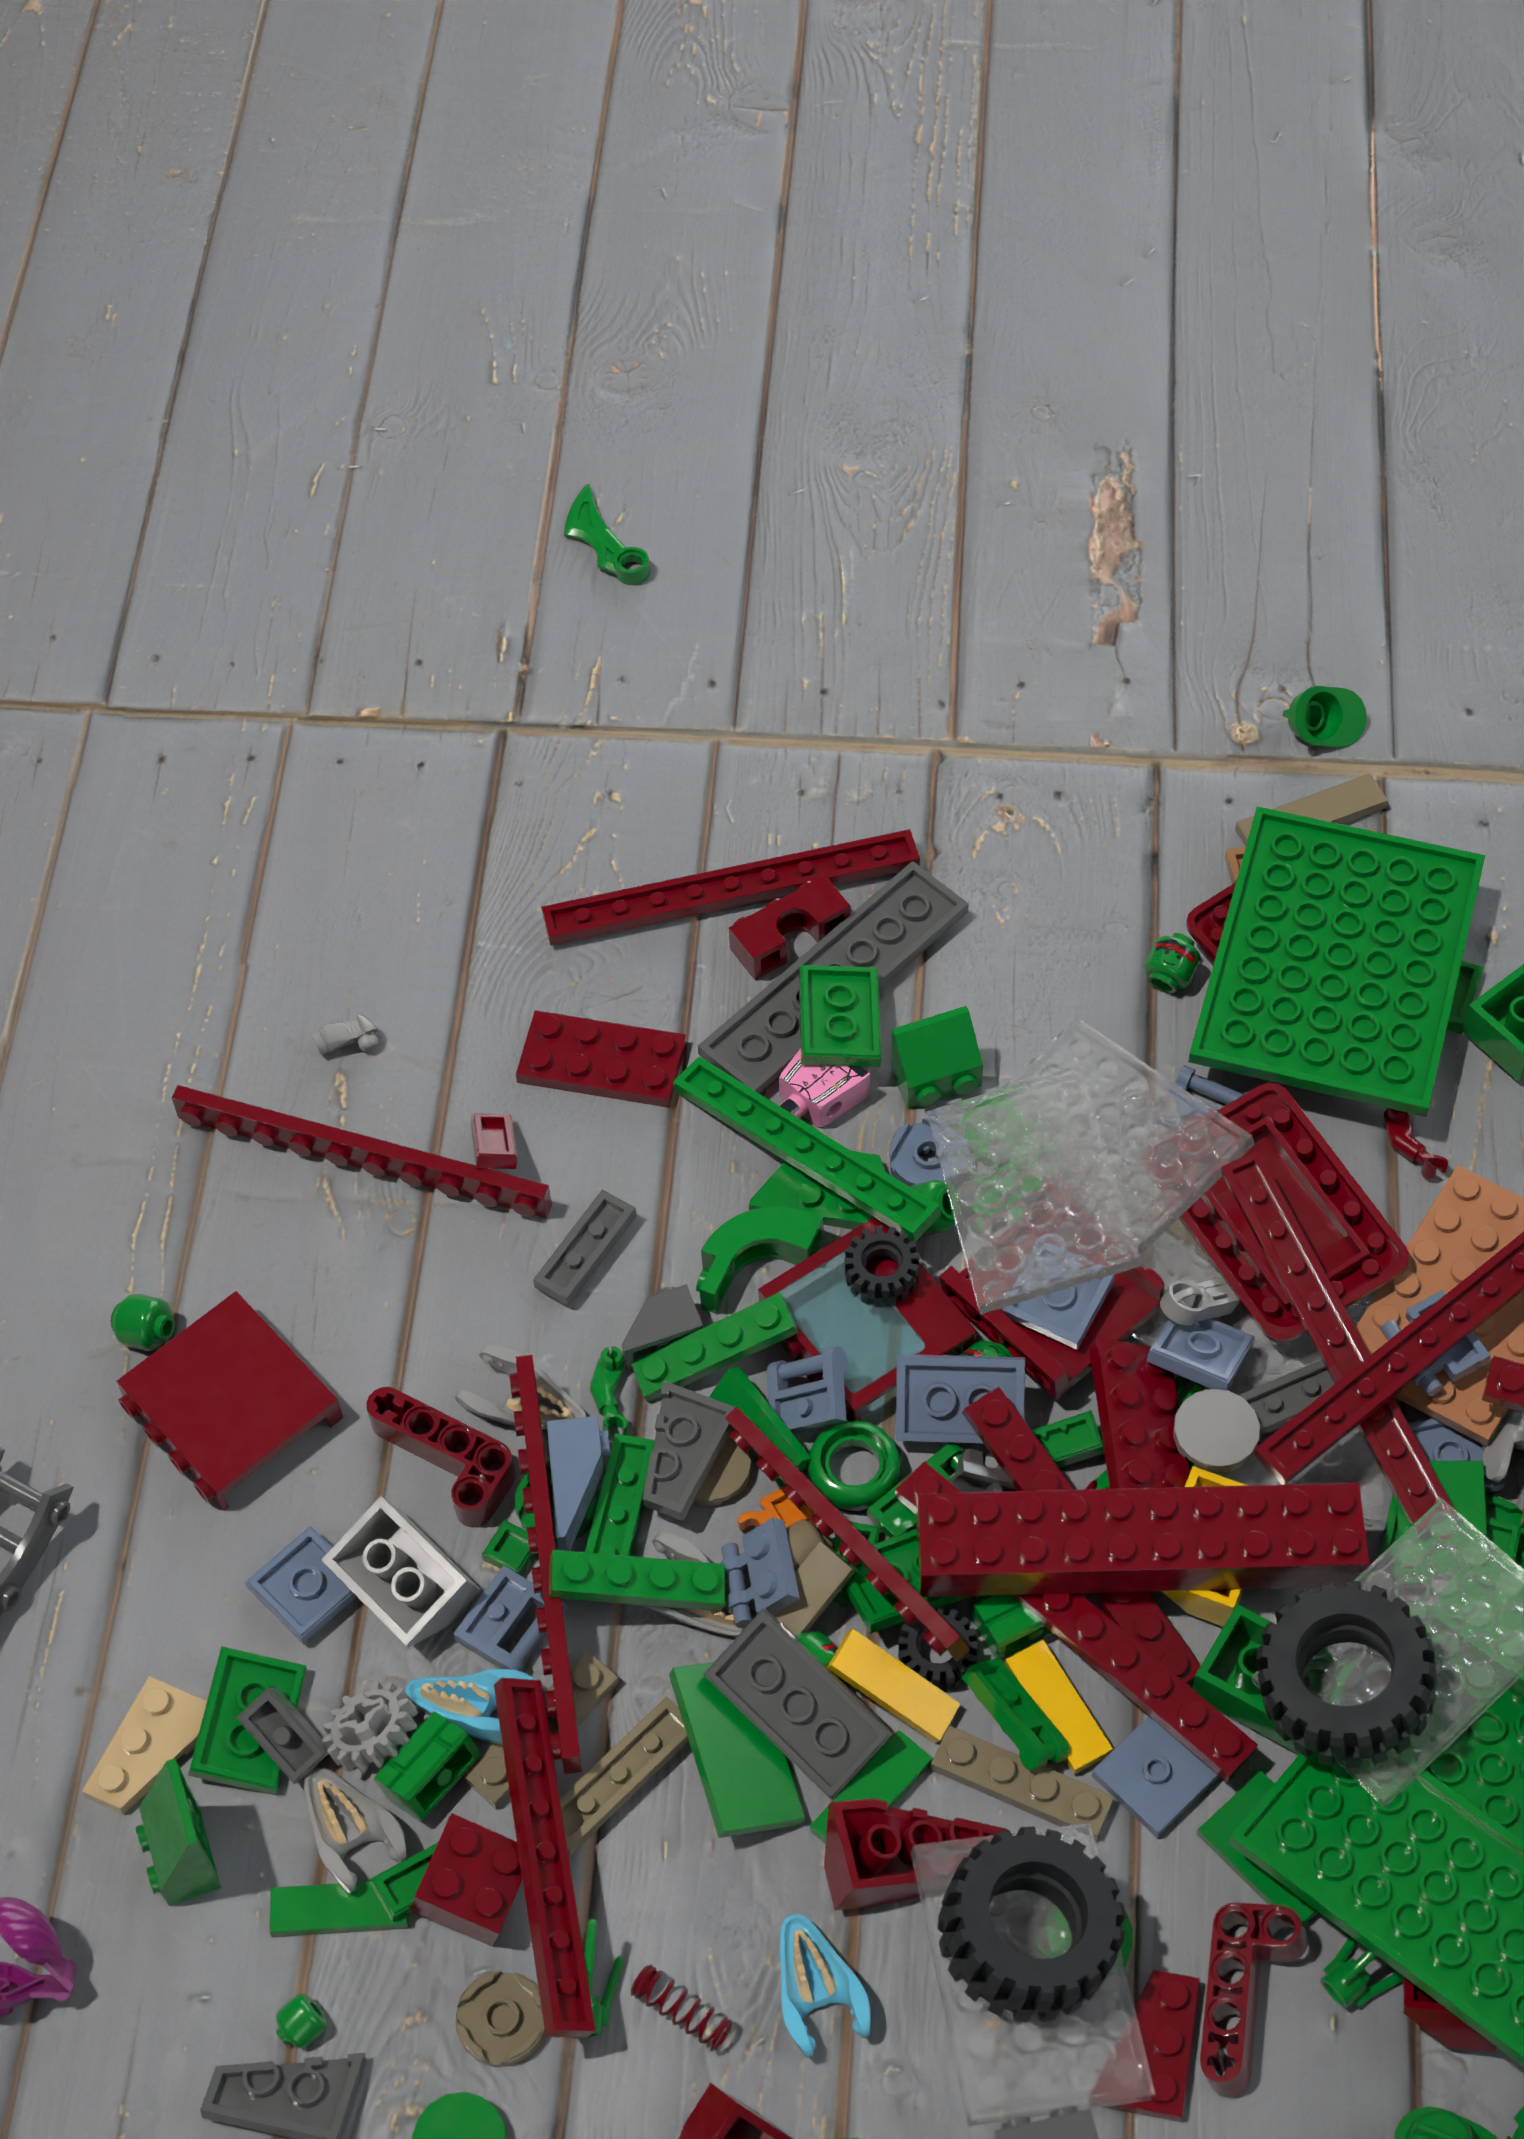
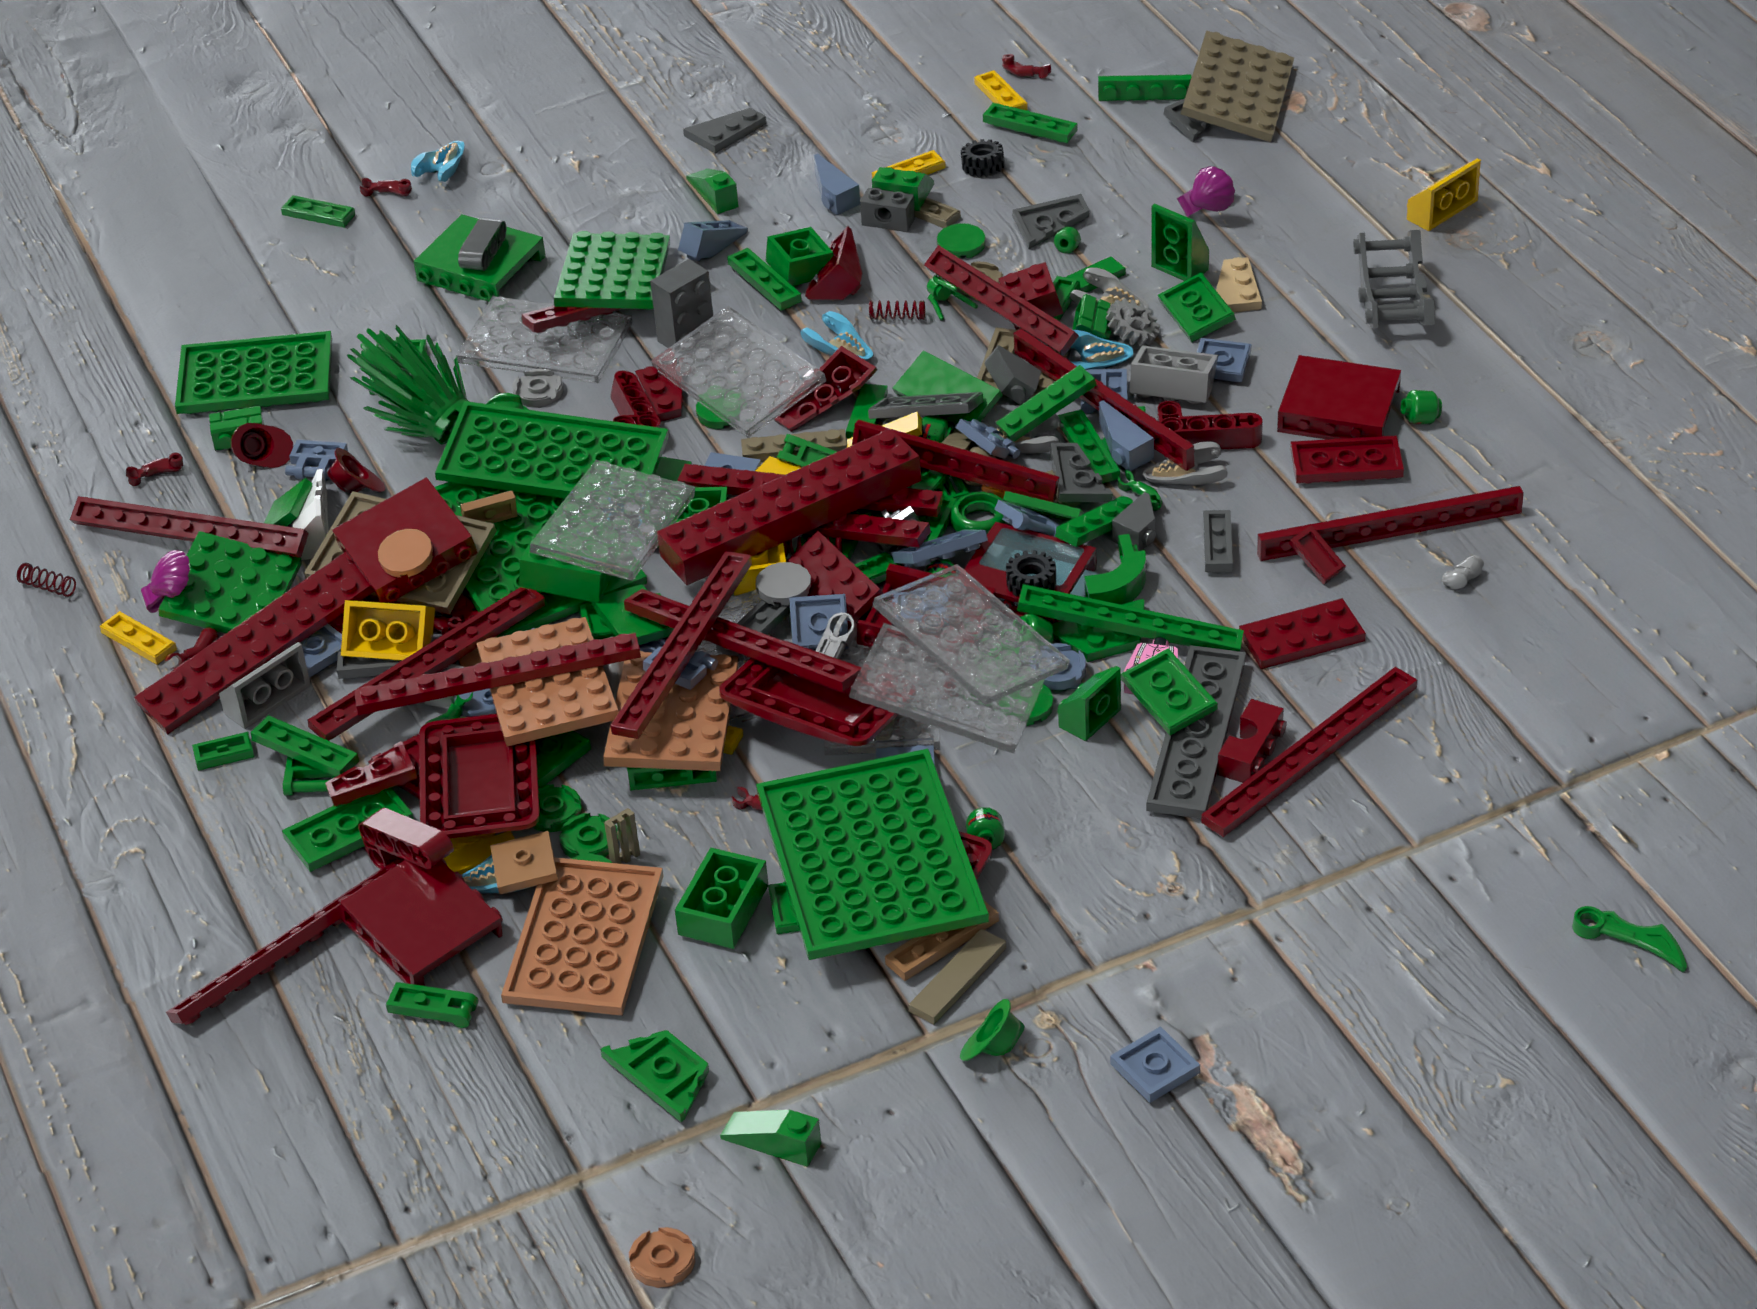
camera: 150 degrees right, 15 degrees down
(284, 1734) = (1173, 306): dark grey slope -> none
(314, 1293) = (1346, 459): none -> dark red plate
(626, 1697) = (1012, 374): none -> dark grey slope
(1065, 1878) = (747, 374): black tyre -> none
(1175, 620) = (1155, 1064): none -> sand blue plate
(1336, 1618) = (639, 468): black tyre -> none

